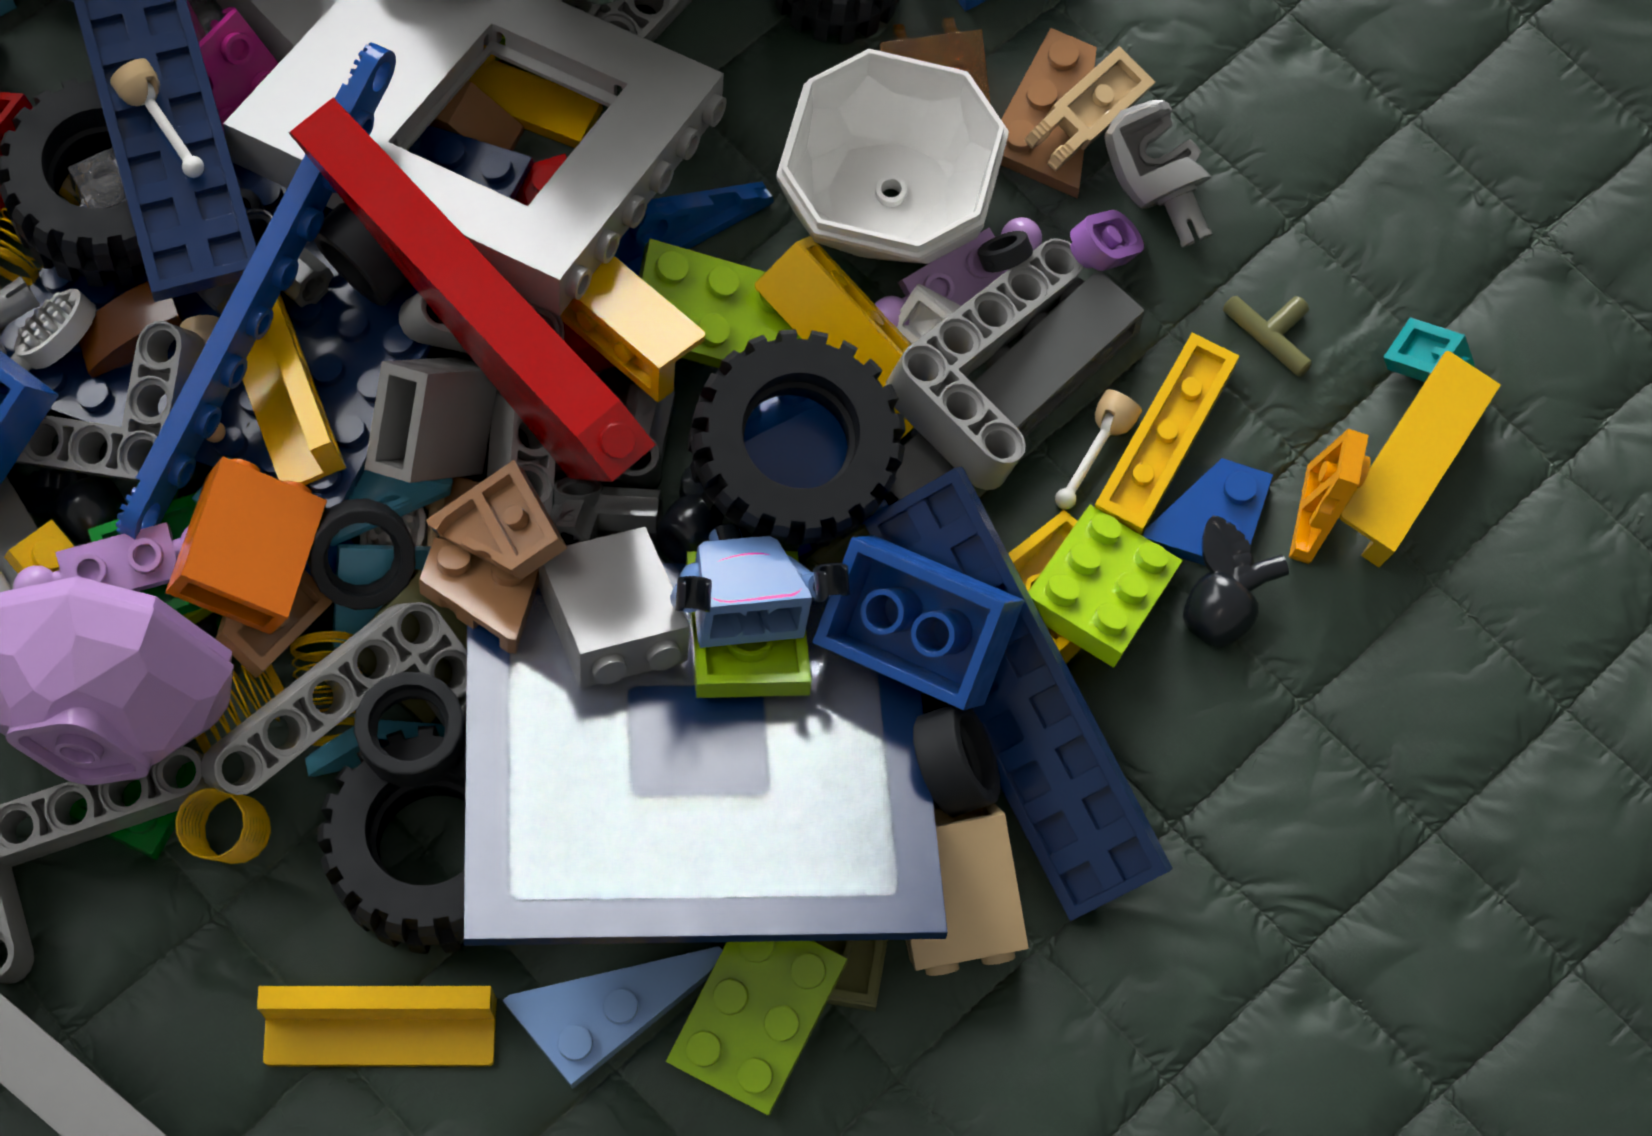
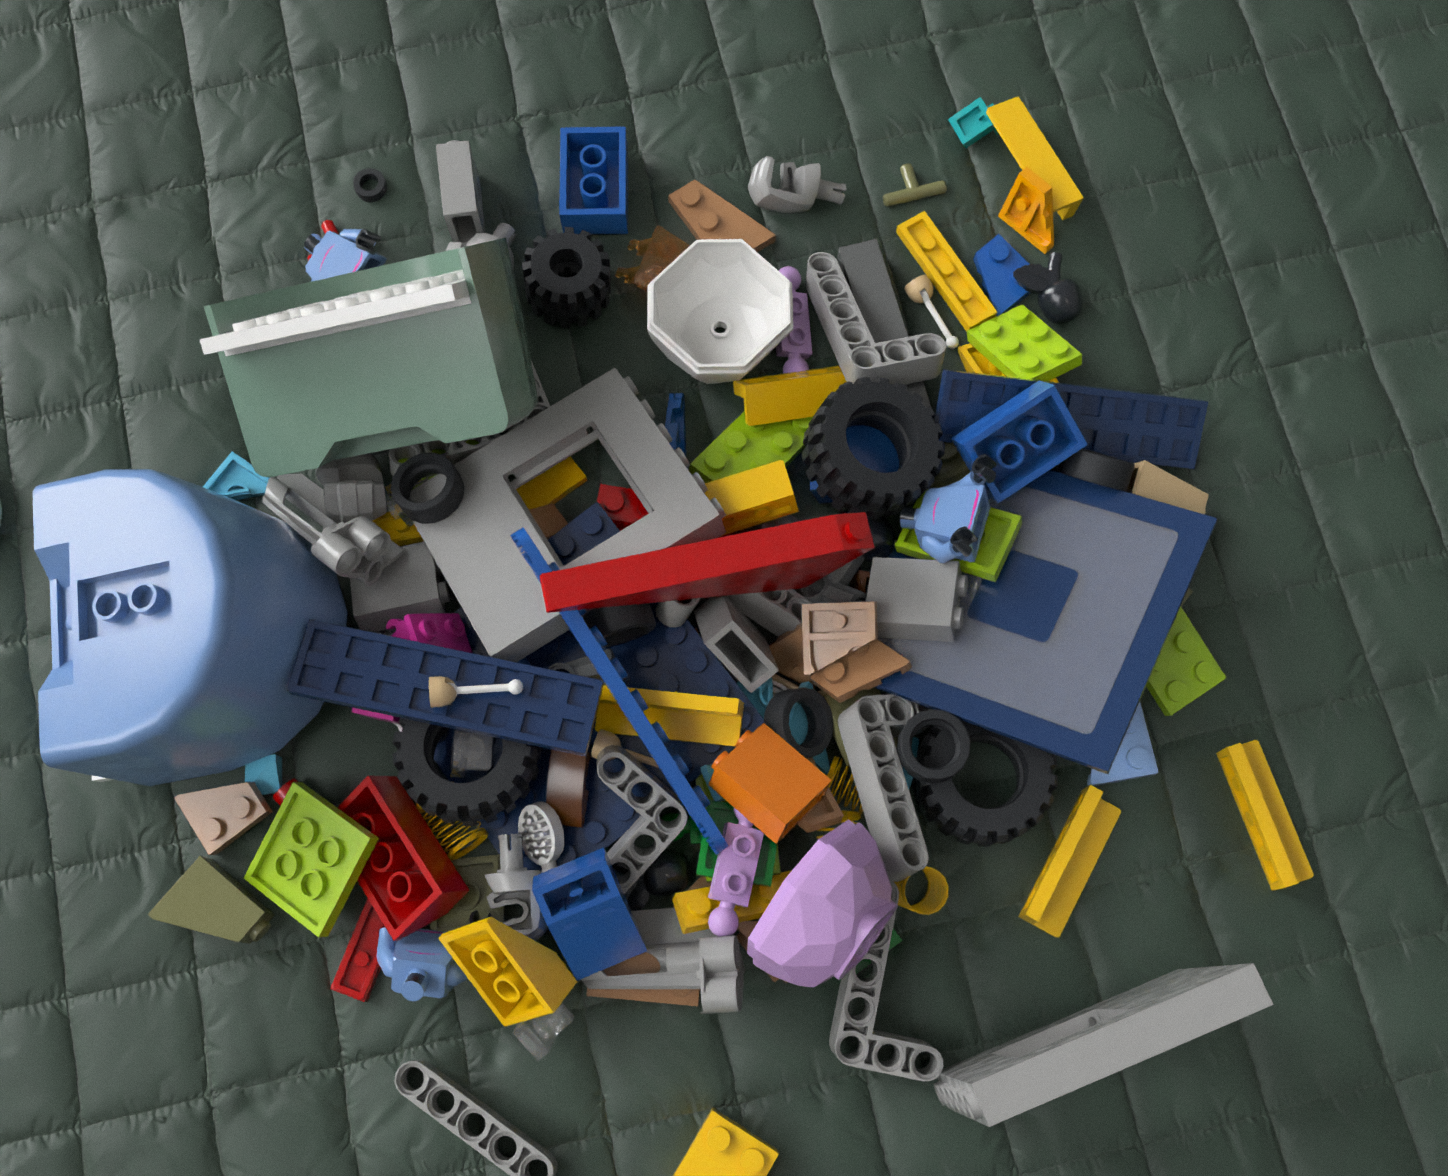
camera: 60 degrees left, 5 degrees up
(924, 311) = (814, 350): white slope -> none
(1005, 251) = (811, 289): black piece -> none
(1092, 105) = (735, 198): tan hinge -> none
(1105, 241) = (822, 236): medium lavender plate -> none

